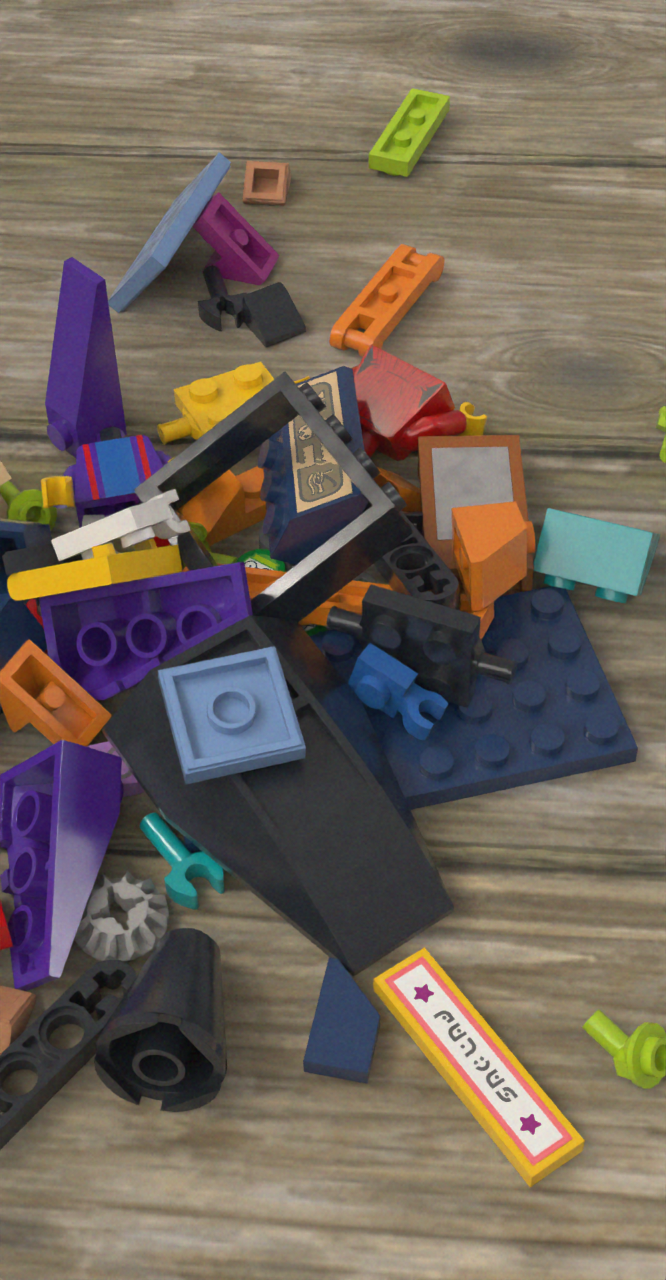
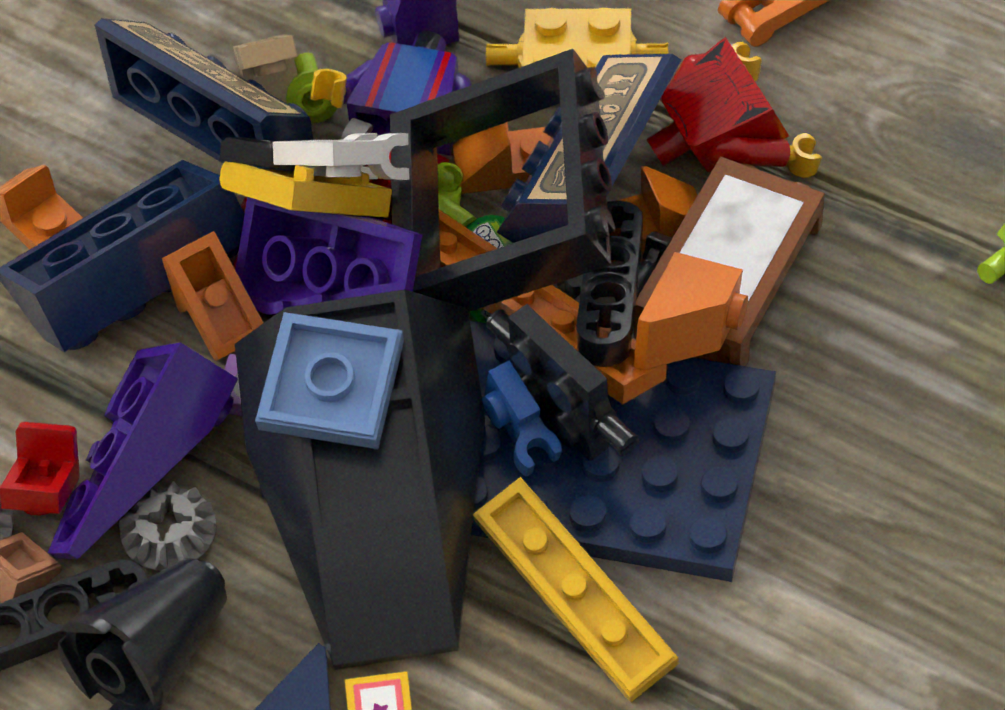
camera: 30 degrees right, 5 degrees up
(183, 863) = (250, 502): teal bar -> none
(525, 815) = (576, 589): none -> yellow tile
(595, 554) = (829, 350): teal slope -> none

